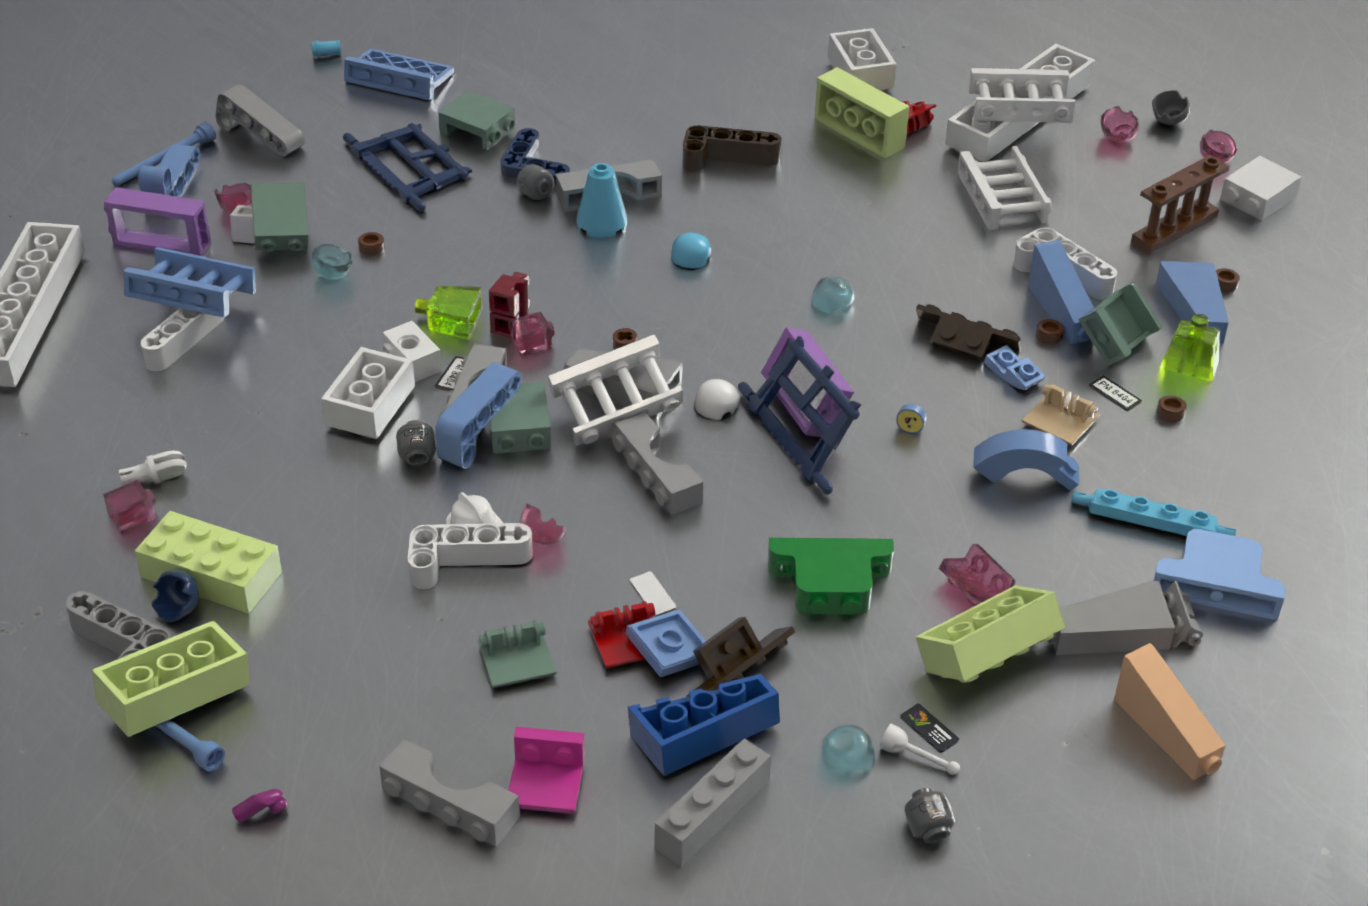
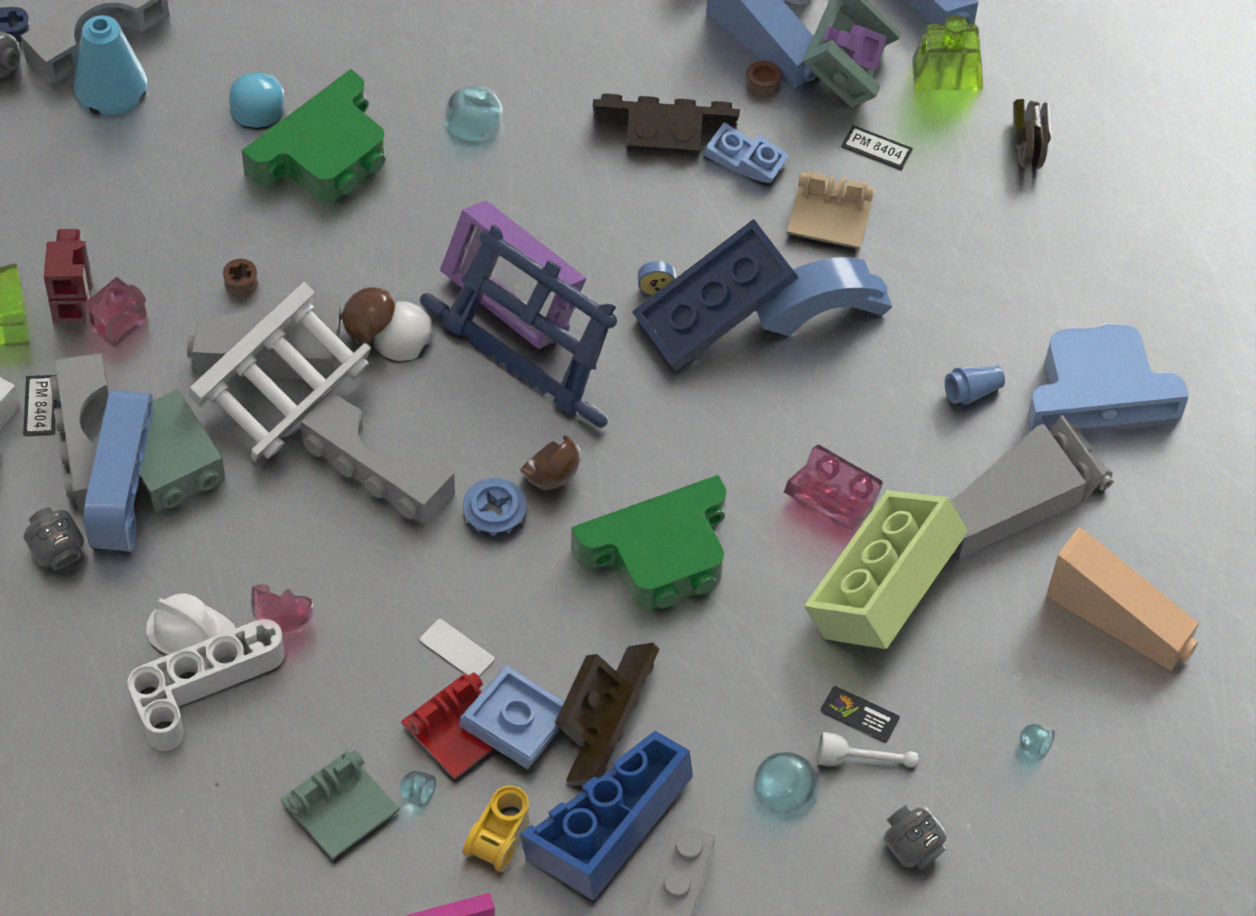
camera: 25 degrees left, 15 degrees up
(577, 664) = (418, 787): none -> clear light blue hinge
(611, 708) = (497, 835): none -> yellow piece
(695, 377) = (368, 313): none -> reddish brown hair
(719, 283) = (321, 144): none -> green brick
(734, 510) = (500, 493): none -> medium blue gear
(778, 503) = (553, 465): none -> reddish brown hair
(945, 434) = (715, 295): none -> dark blue plate
(1060, 787) = (1036, 740): none -> clear light blue hinge
(1118, 546) = (972, 383): none -> medium blue cone
(1127, 321) = (861, 45): none -> medium lavender plate
(1149, 513) = (992, 319): medium azure plate -> none
(1171, 408) = (953, 150): reddish brown tile -> none
(1236, 411) = (1031, 132): none -> dark brown arm

